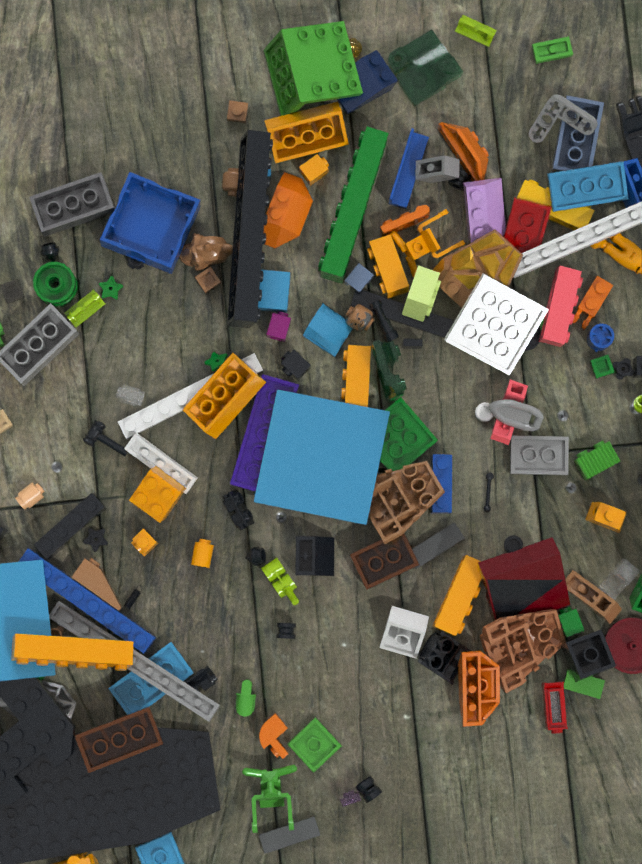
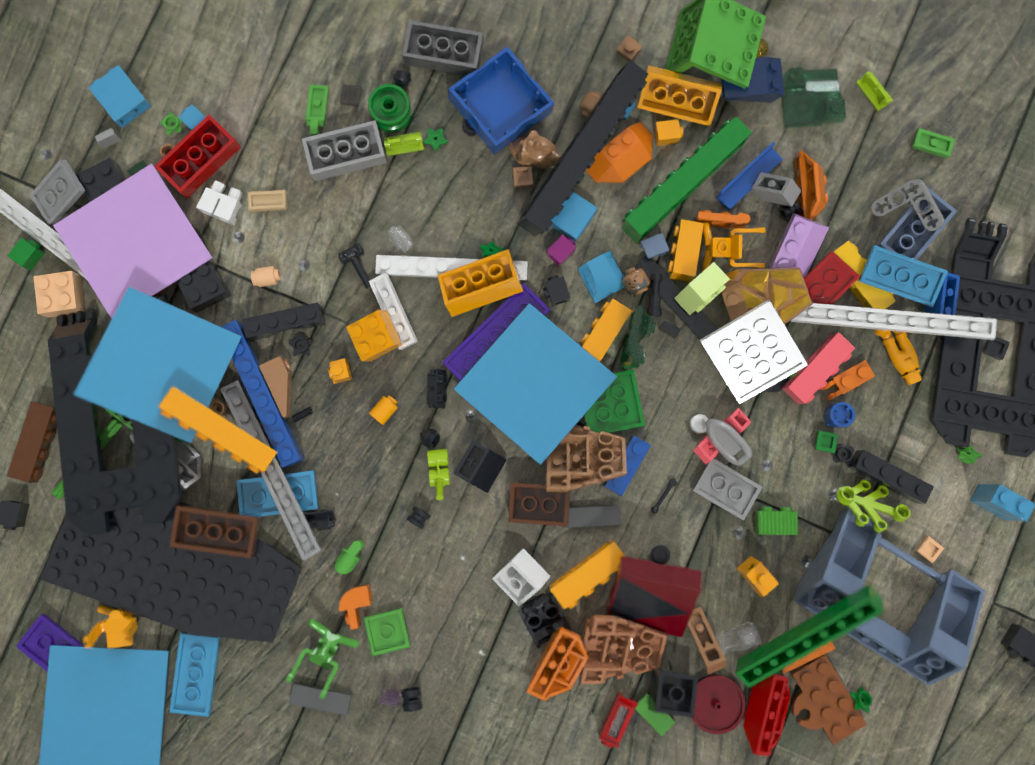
camera: 30 degrees right, 0 degrees up
(570, 621) = (673, 652): green brick -> none

